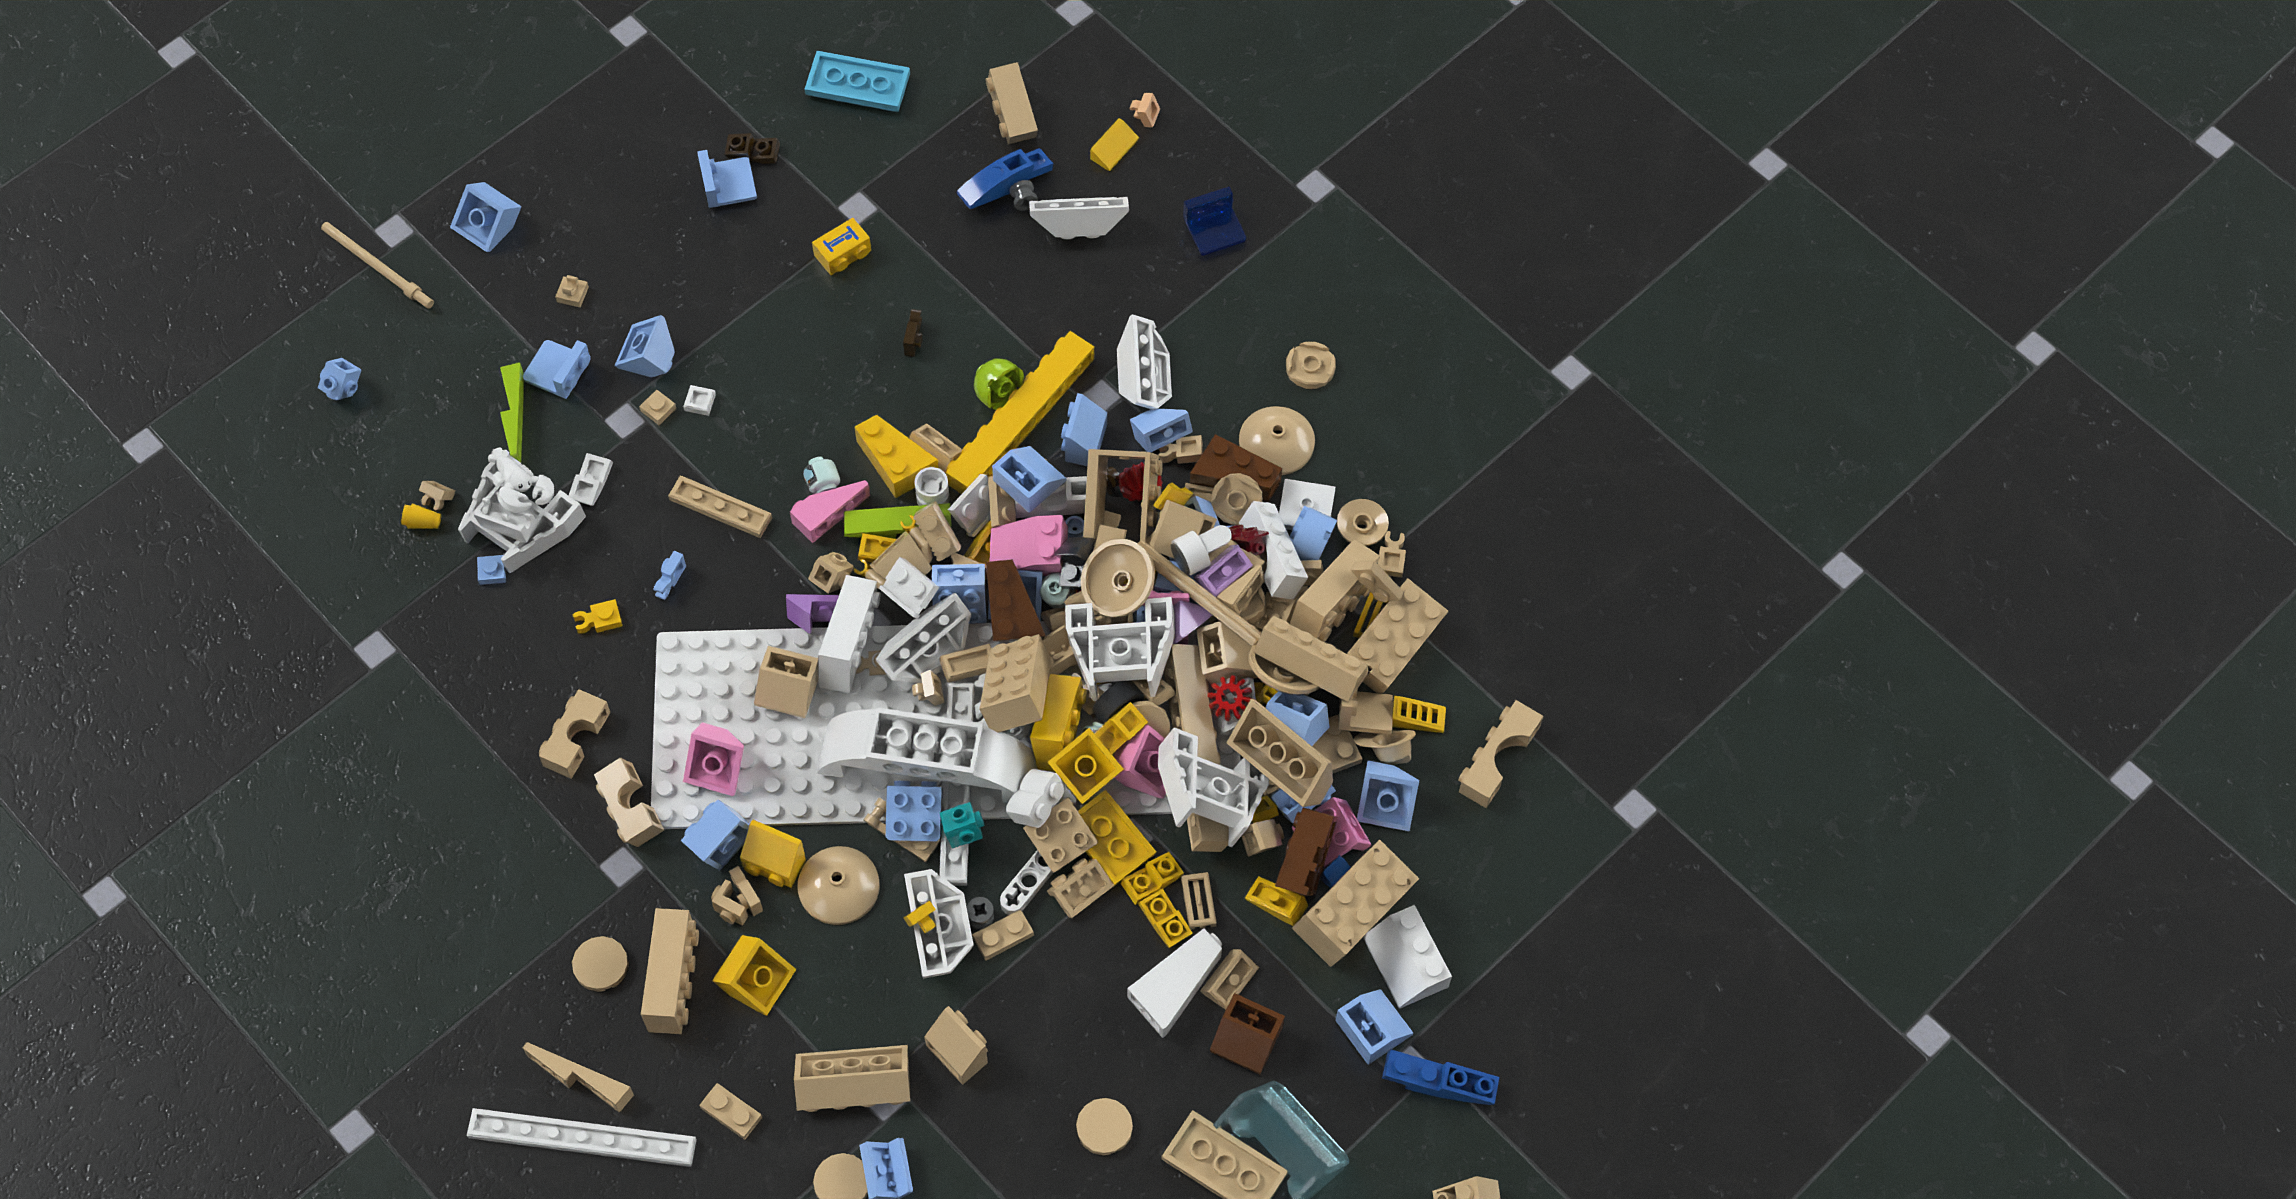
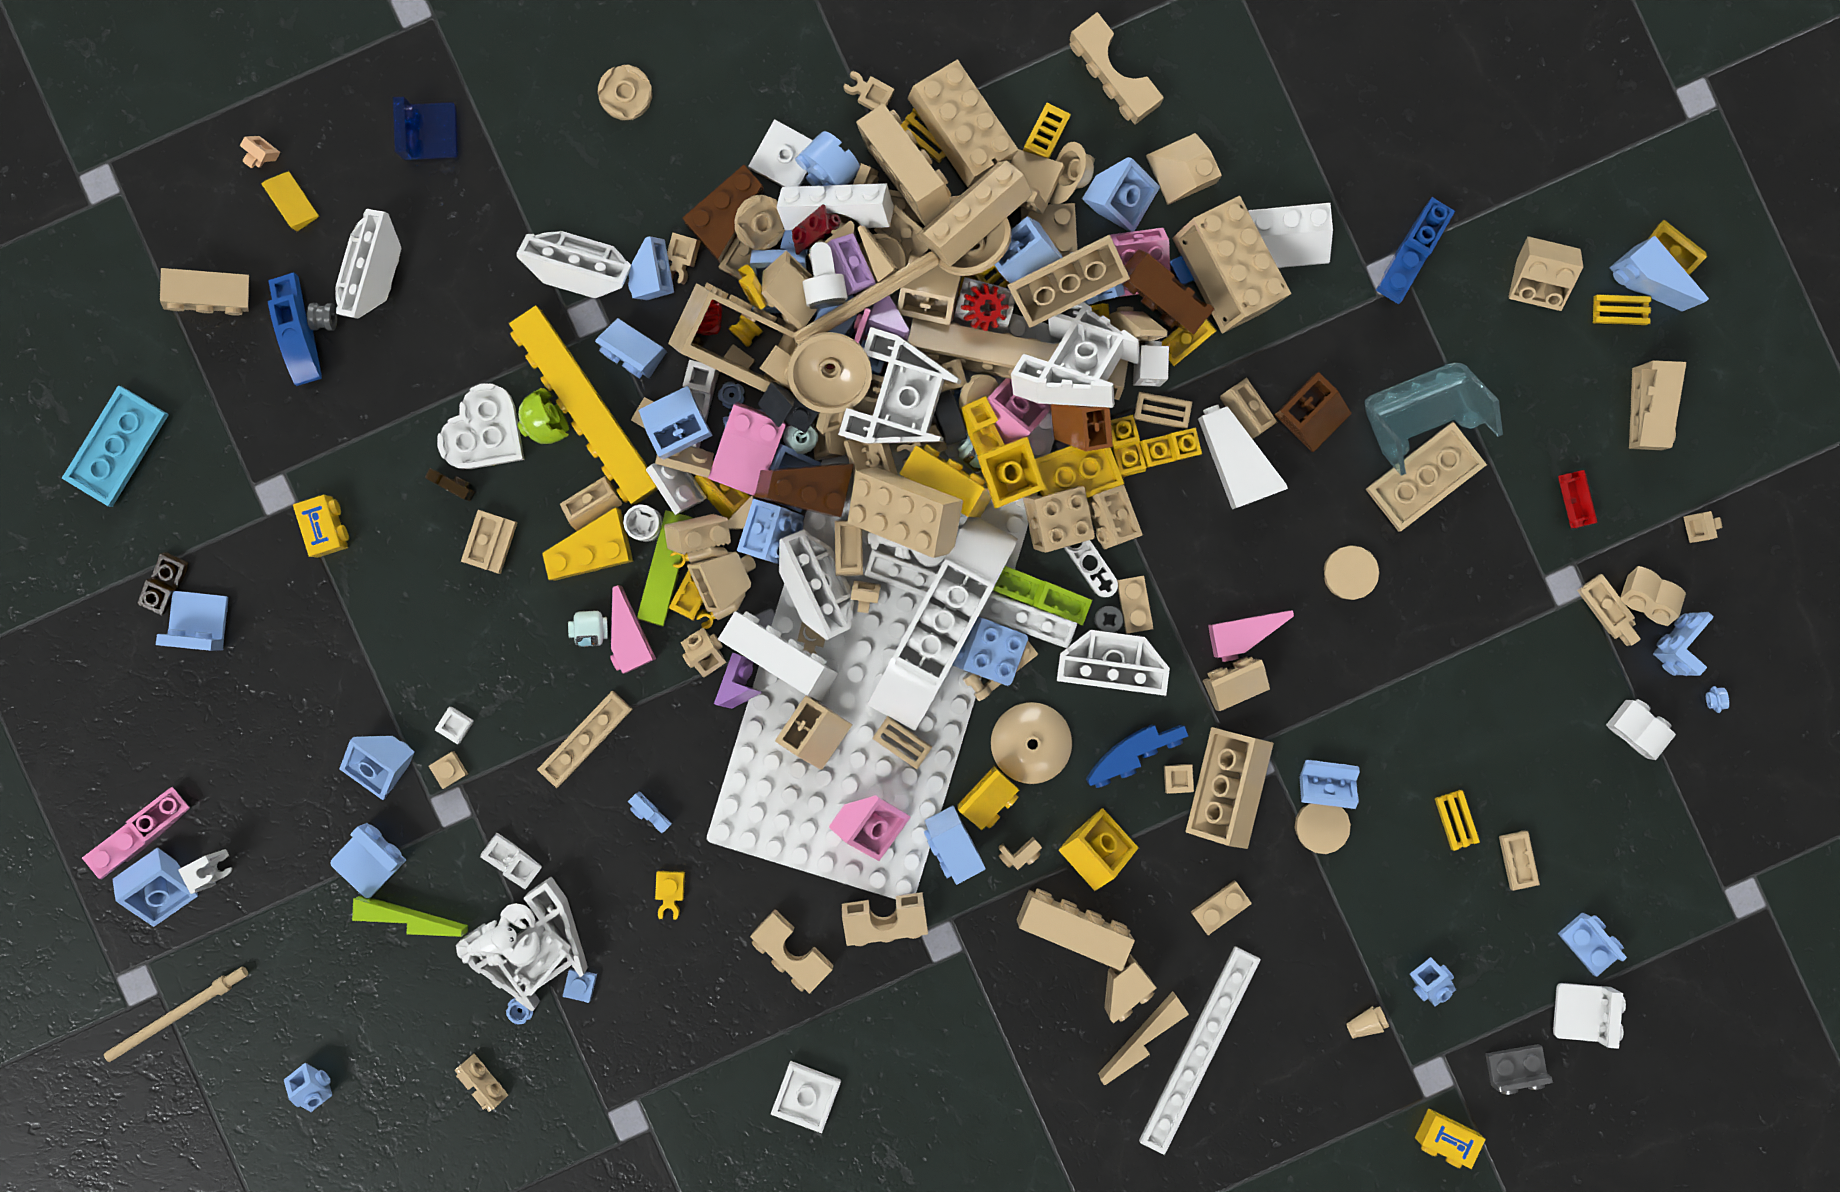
camera: 70 degrees left, 25 degrees up
(381, 515) = (488, 1090): none -> tan hinge
(420, 518) = (498, 1042): yellow cone -> none
(437, 491) = (473, 1018): tan tile -> none
(438, 789) = (806, 1097): none -> white plate
(450, 522) = (516, 1017): none -> light blue plate
(511, 244) = (204, 872): none -> white hinge
(528, 191) = (137, 833): none -> bright pink slope
(572, 291) = (278, 820): tan tile -> none
(600, 963) = (1036, 988): tan tile -> none
(626, 1035) = (1126, 989): none -> tan slope
(747, 895) = (1019, 833): tan plate -> none
(785, 784) = (921, 755): none -> tan tile
(846, 1027) = (1178, 778): none -> tan plate
(855, 969) = (1123, 757): none -> blue slope
(873, 377) = (489, 541): none -> tan plate
(909, 587) = (756, 582): white plate -> none
(922, 917) = (1111, 680): yellow tile -> none
(962, 824) = (1027, 610): teal brick -> none
(969, 342) = (484, 430): none -> white plate
(983, 851) = (1042, 595): none -> lime slope
(1009, 1042) = (1240, 635): none -> bright pink slope
(1035, 798) = (1024, 530): white brick -> none
(1133, 519) = (745, 330): none -> yellow wheel
(1155, 825) = (1082, 426): none -> dark orange slope
(1234, 866) = (1153, 365): none -> white brick
(1287, 450) = (702, 175): tan dish -> none
(1366, 513) = (824, 94): tan dish -> none
(1372, 1025) = (1344, 292): light blue slope -> none
(1376, 581) = (915, 116): tan plate -> none
(1434, 845) = (1183, 168): none -> tan slope

